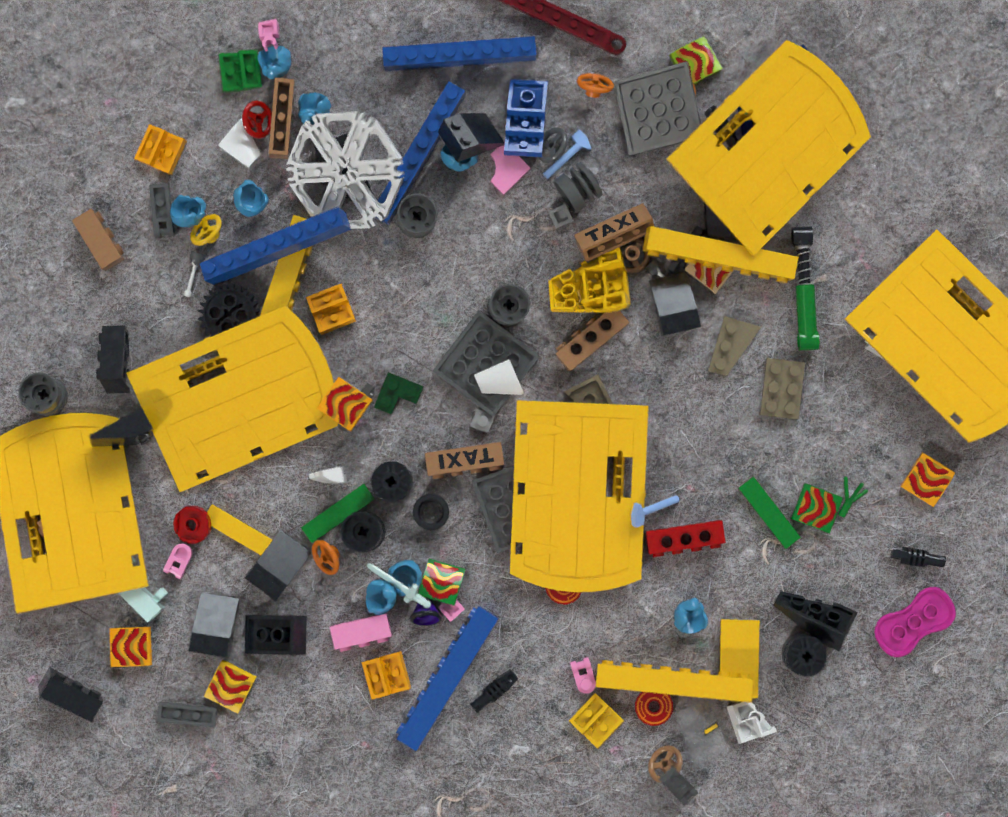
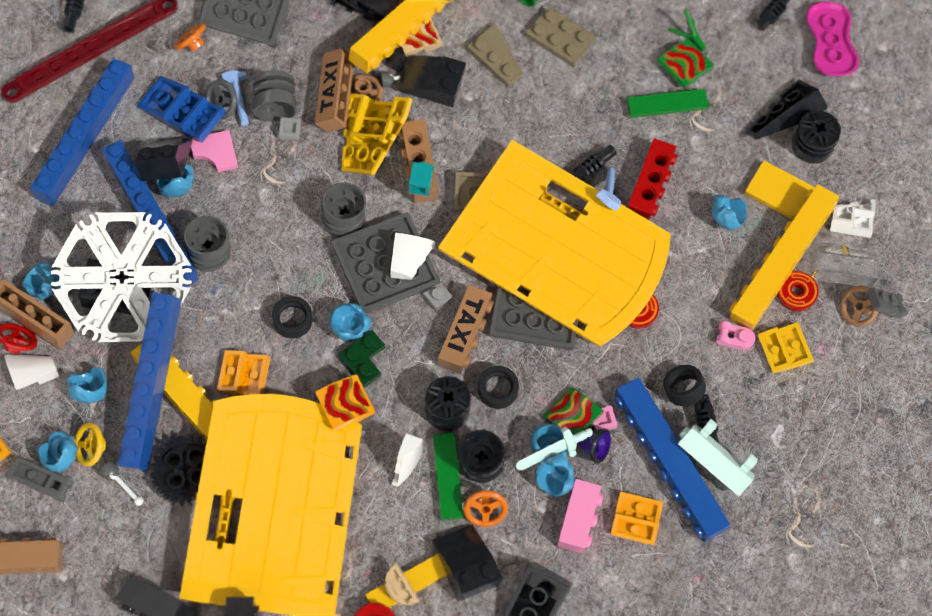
camera: 65 degrees left, 20 degrees down
(228, 526) = (398, 587): none -> tan plate
(383, 316) = (287, 302): none -> black tyre
(416, 366) = (349, 321): none -> dark azure hair
(464, 714) = (716, 458): none -> light aqua brick
(520, 645) = (690, 396): none -> black tyre
(569, 352) = (421, 178): none -> teal brick
(671, 481) = (594, 164): none -> black hinge

